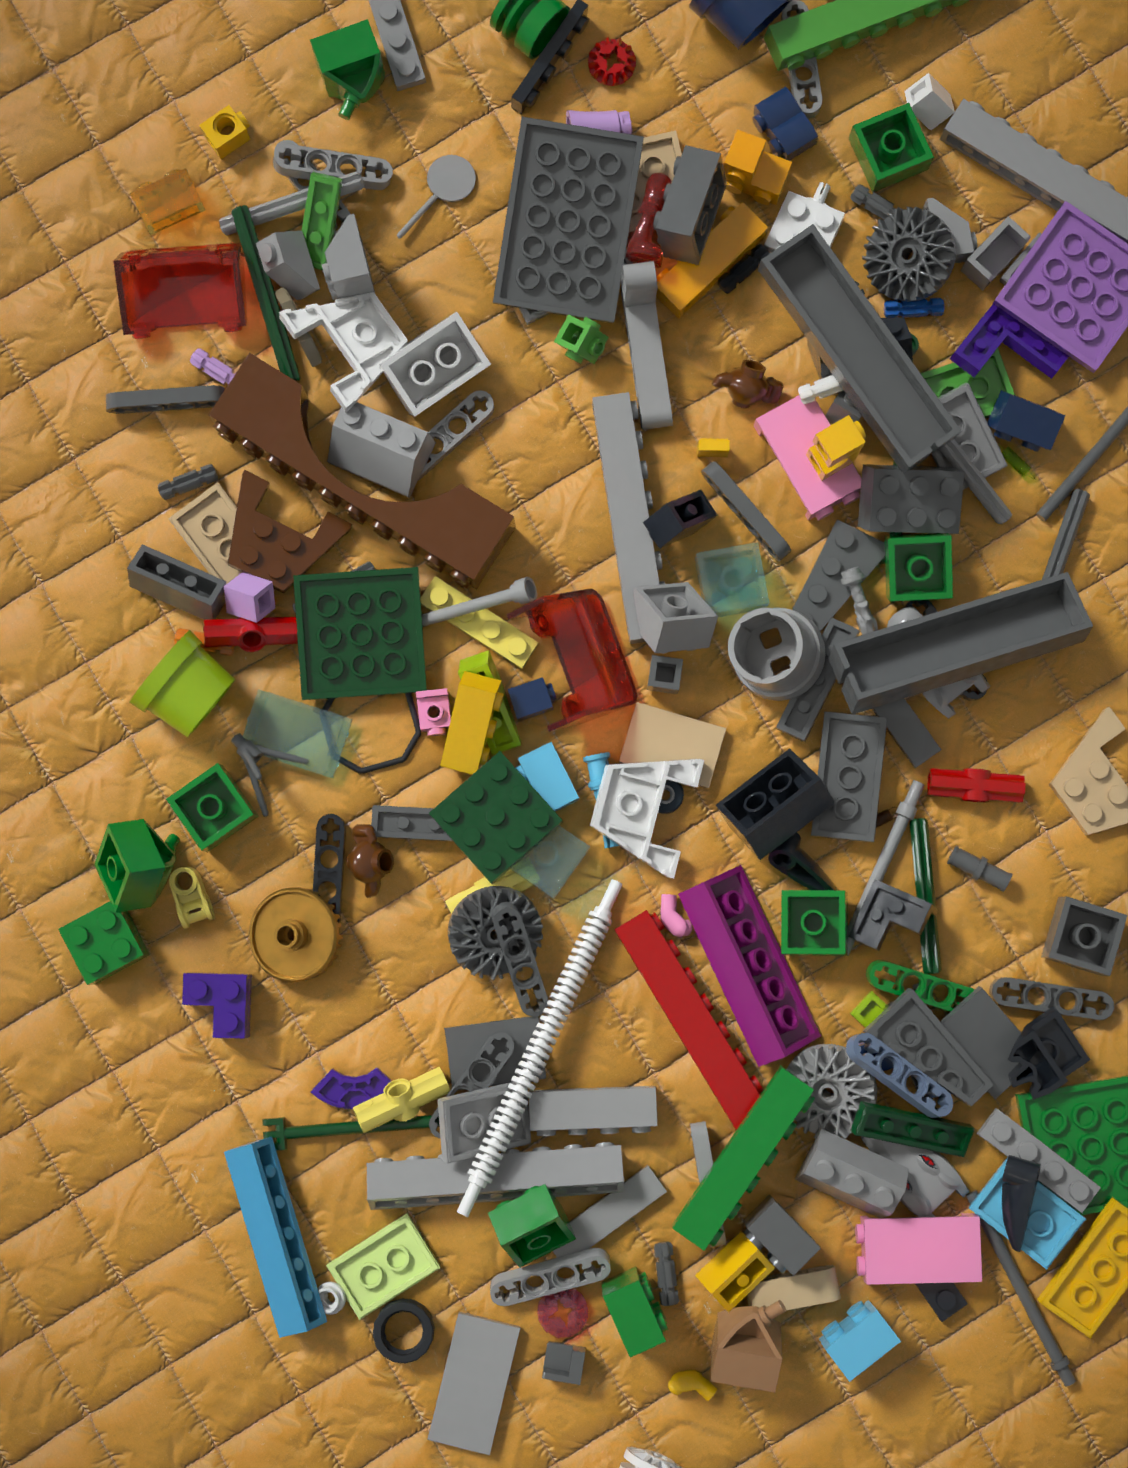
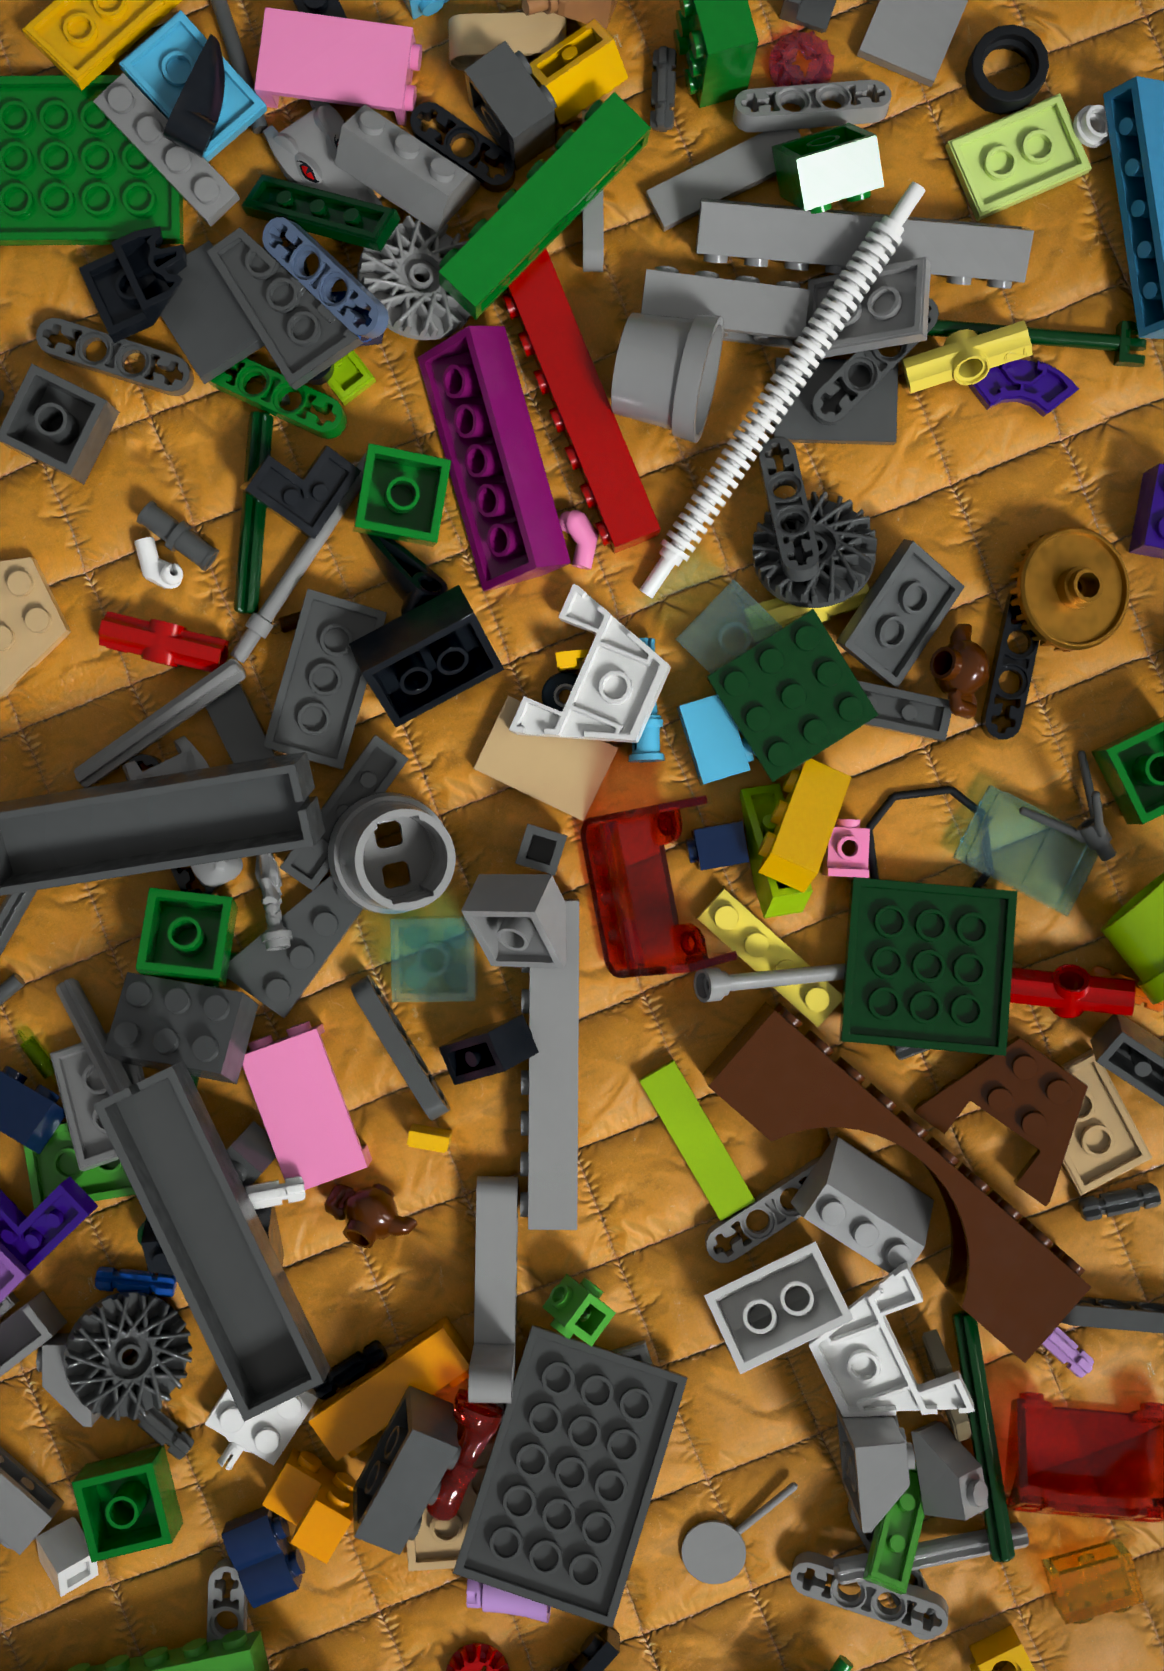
camera: 170 degrees left, 5 degrees up
(249, 597) = (1066, 1036): lavender brick -> none
(421, 895) = (900, 613): none -> dark grey plate
(512, 478) = (697, 1140): none -> lime tile
(627, 1047) = (668, 371): none -> light grey piece
(666, 821) = (571, 659): none -> yellow tile
(836, 447) = (265, 1110): yellow arch -> none
(838, 1205) = (494, 154): none -> black beam
(967, 724) = (160, 723): none -> light grey axle
(991, 841) = (154, 568): none -> white arm

